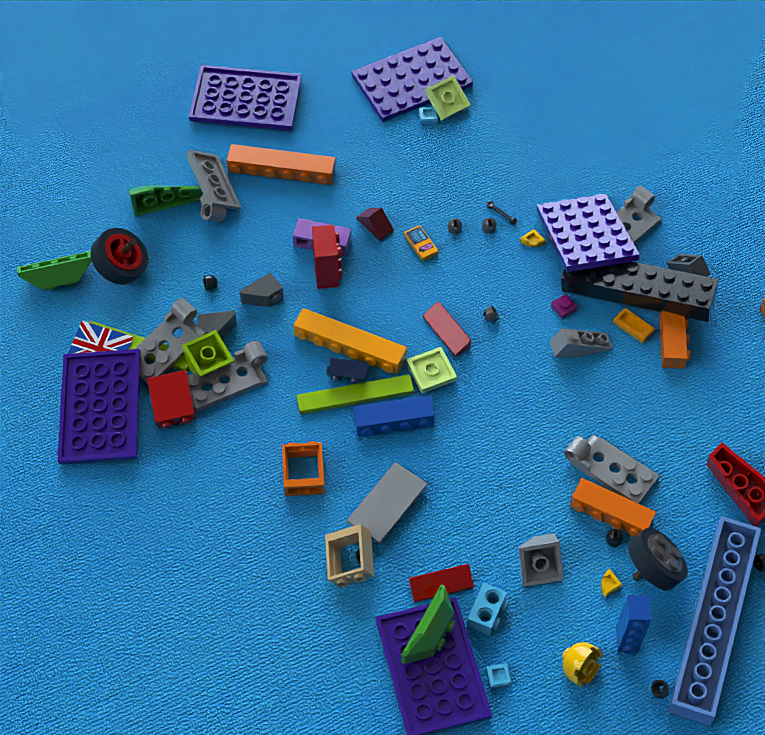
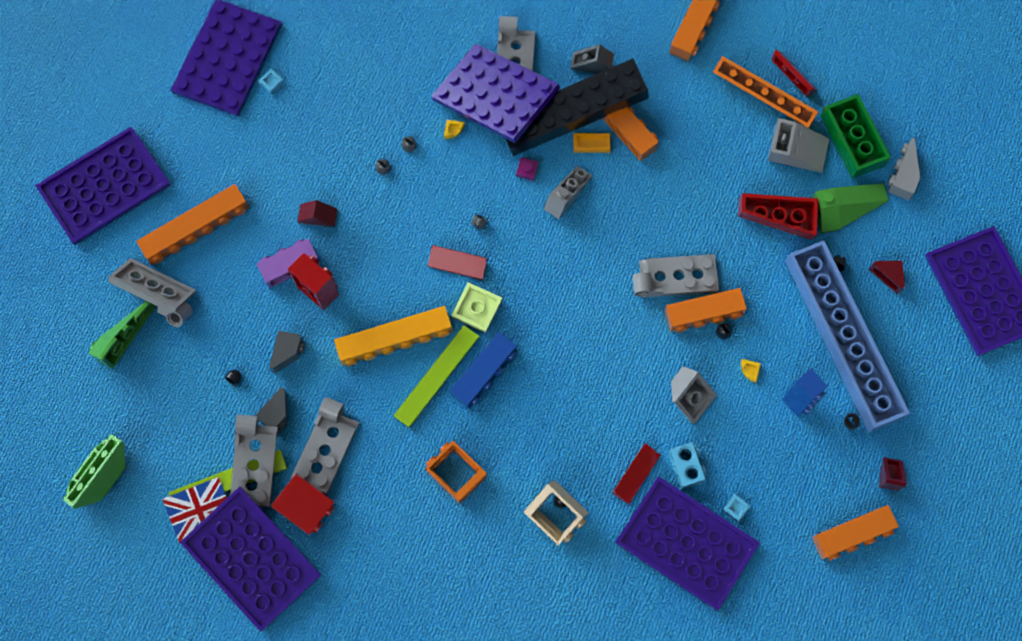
camera: 40 degrees left, 15 degrees up
(119, 256) = (141, 419): wheel -> none
(206, 354) = (295, 443): lime slope -> none
(347, 369) = (414, 362): dark blue bracket -> none
(388, 502) = (542, 445): light grey tile -> none
(421, 243) = (369, 203): tile -> none
(431, 629) = (666, 516): bright green wedge -> none
(447, 97) = (275, 54): yellowish green plate -> none
(490, 204) = (393, 124): black hinge -> none
(581, 662) = (784, 449): yellow cylinder -> none
(657, 559) = (774, 325): black wheel -> none

